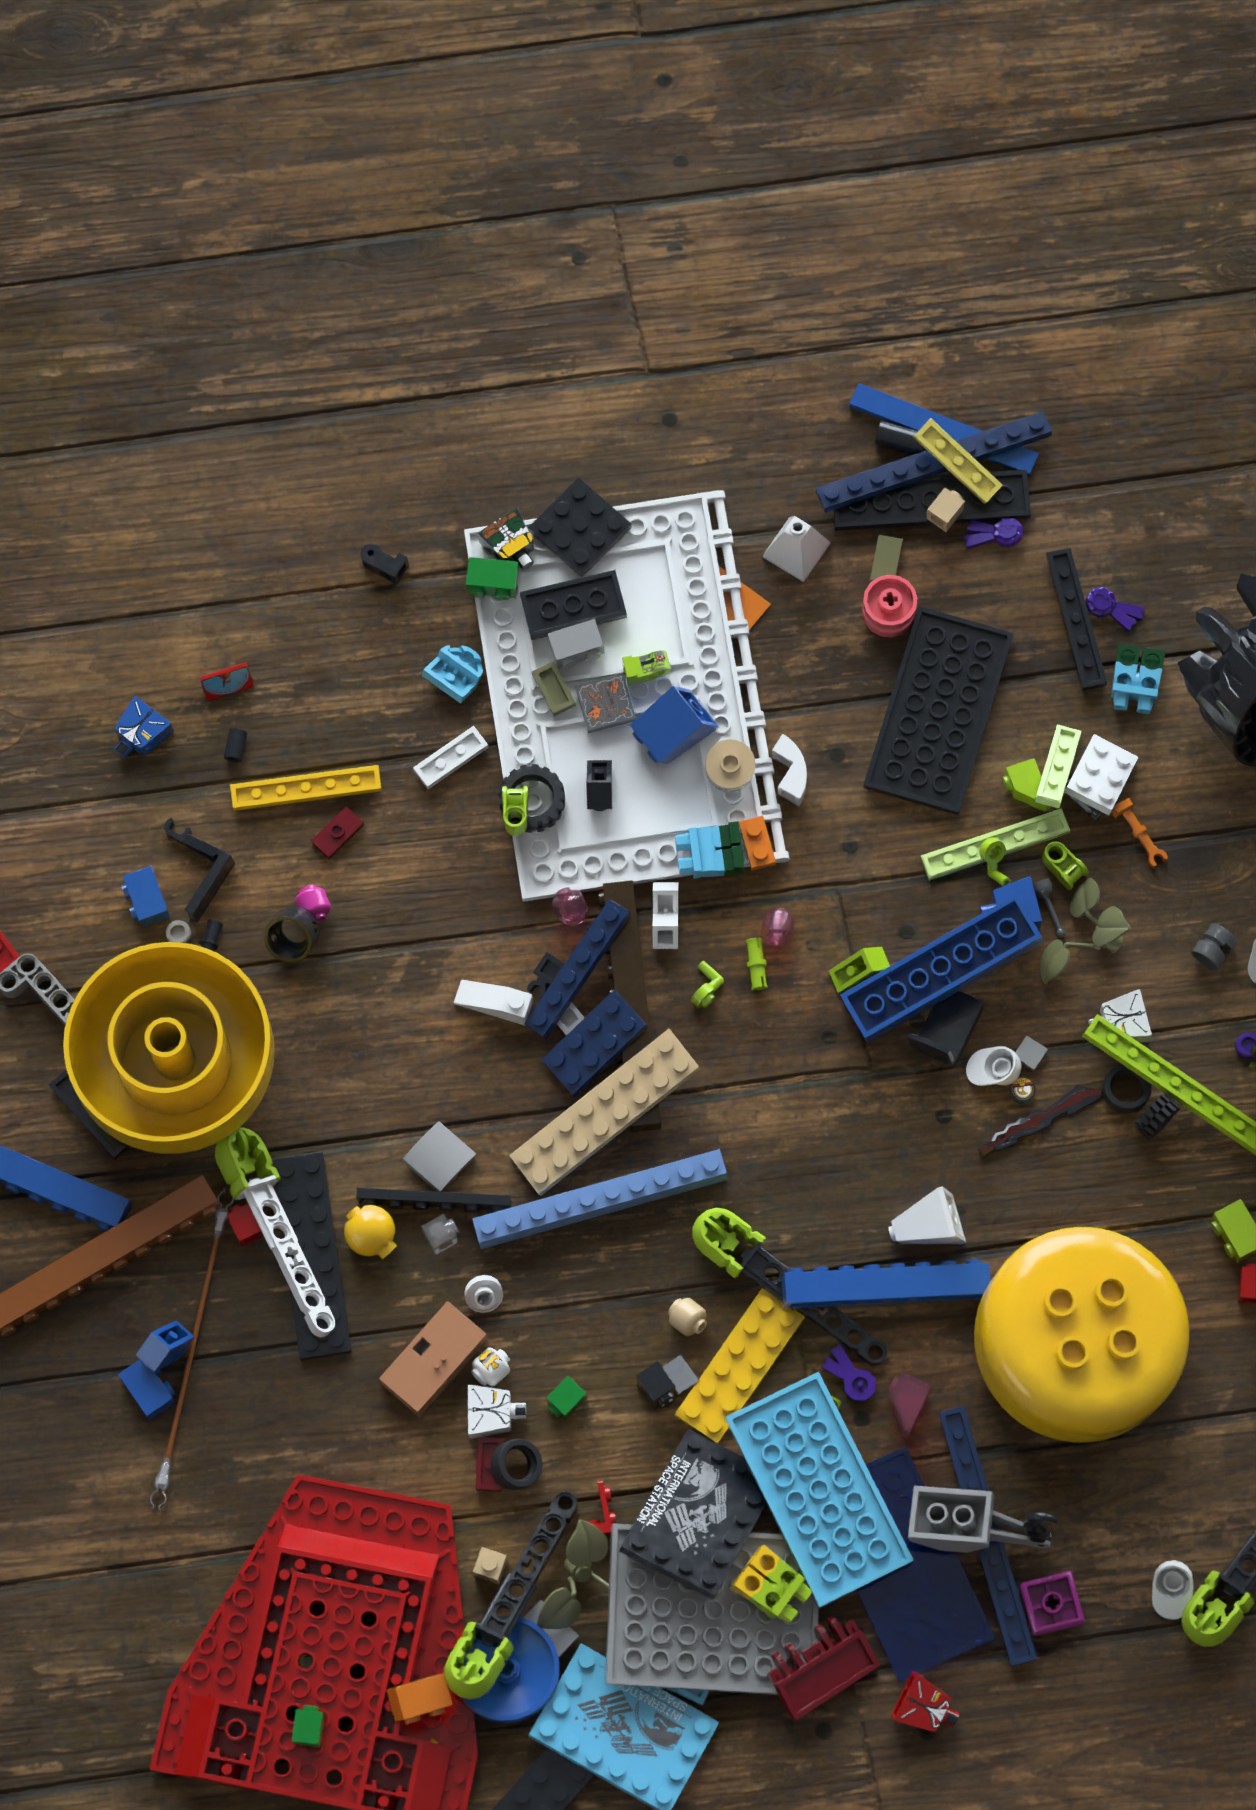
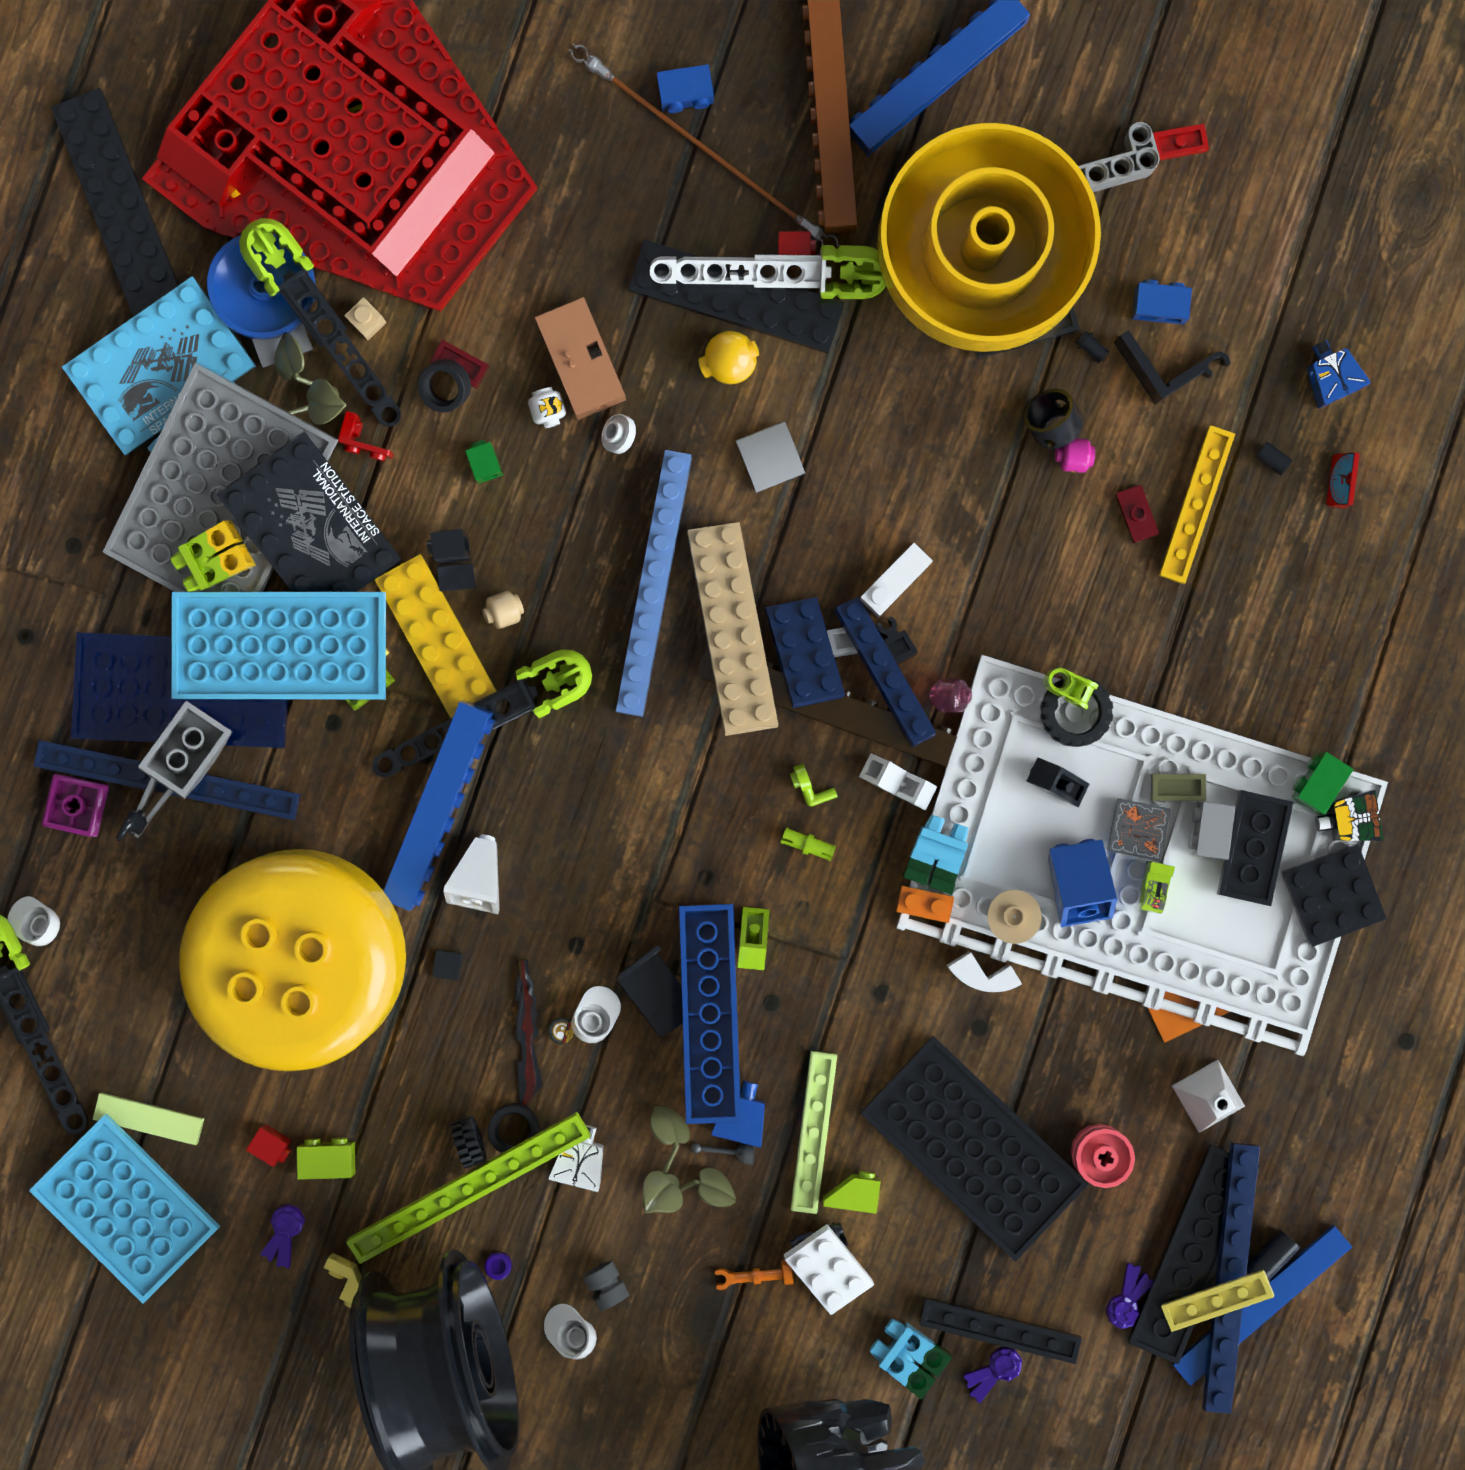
camera: 110 degrees right, 15 degrees up
(165, 1346) = (712, 117): blue brick -> none
(178, 932) = (1111, 318): light grey tile -> none
(308, 1726) = (288, 76): green brick -> none
(383, 563) = (1391, 686): black leg -> none
(419, 1698) = (265, 188): orange brick -> none
(424, 1199) = (735, 420): black plate -> none
(440, 1233) = (695, 421): clear brick -> none
(450, 757) = (1158, 656): white plate -> none
(455, 671) = (1244, 703): medium azure slope -> none
(491, 1411) = (506, 388): white torso -> none
(778, 926) = (834, 882): clear pink head -> none
(827, 1667) = (117, 570): dark red hinge -> none
(857, 1383) = (364, 735): dark purple piece -> none
(886, 556) = (1154, 1178): olive tile -> none
(907, 1401) = (318, 770): clear pink slope -> none
(923, 1705) = (43, 642): red torso -> none
(945, 509) = (1174, 1262): tan brick -> none
(992, 852) = (803, 1123): lime plate -> none
(1018, 1213) = (447, 965): none -> black tile
(1031, 1053) = (593, 1057): light grey tile -> none
(1058, 766) = (856, 1232): yellowish green tile -> none
(1064, 867) = (757, 1187): lime piece -> none

